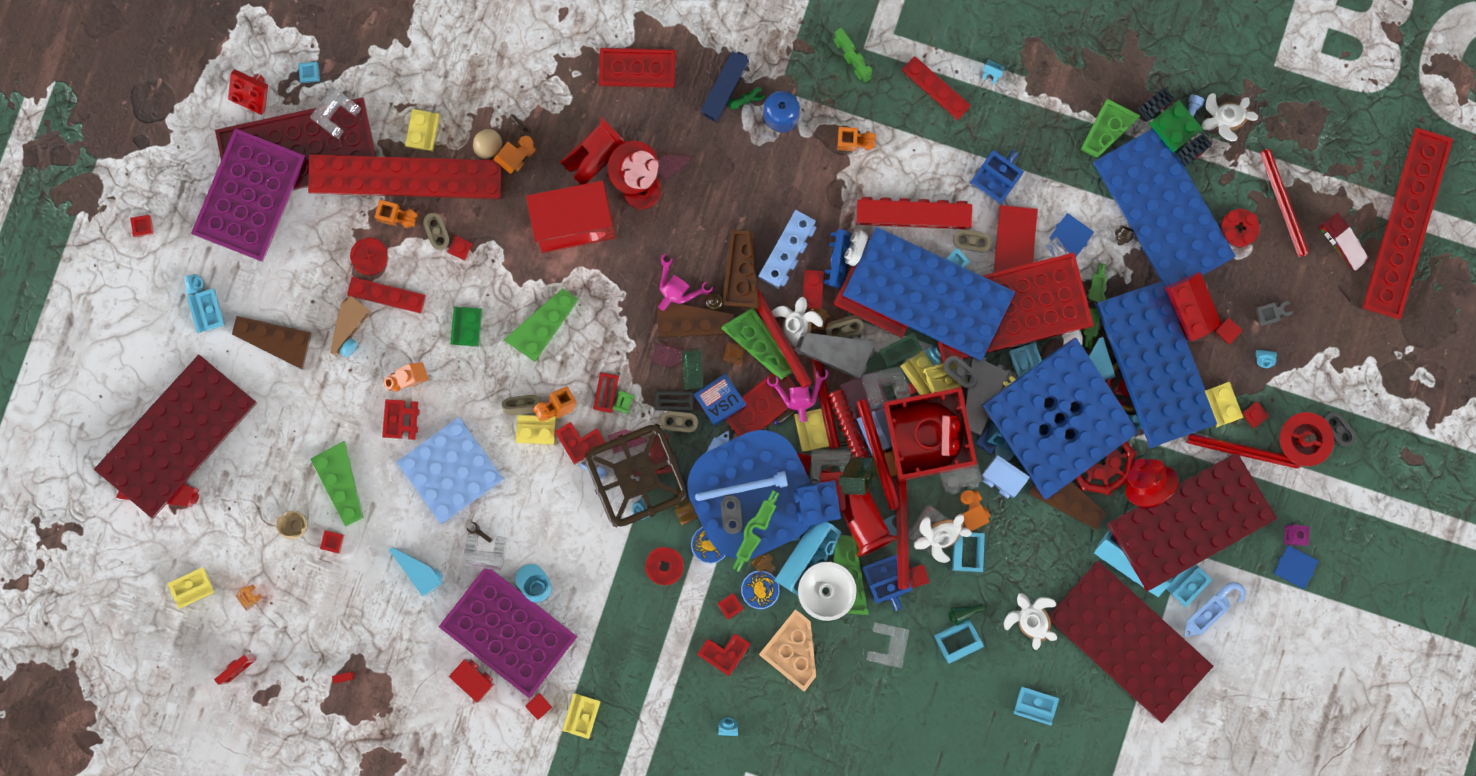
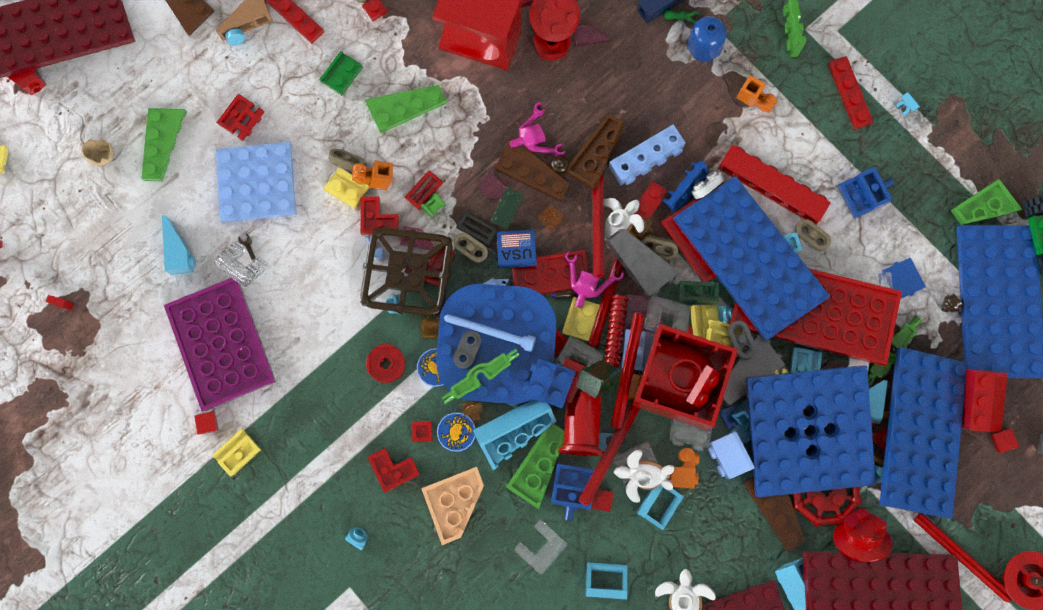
camera: 30 degrees right, 5 degrees down
(246, 598) = (24, 193): clear orange tile -> none
(332, 542) = (123, 186): red tile -> none
(406, 376) = (267, 84): orange brick -> none
(472, 680) = (163, 367): red brick -> none
(533, 583) = (265, 314): medium azure cap -> none
(757, 340) = (578, 217): bright green wing -> none
(840, 595) = (518, 480): white dish -> none
(961, 614) = (622, 557): dark green cone -> none
(1015, 237) = (853, 251): red tile -> none
(1223, 404) = (966, 504): light yellow plate -> none
(1255, 415) = (990, 530): red plate -> none
(1266, 358) = (1027, 484): medium azure plate -> none

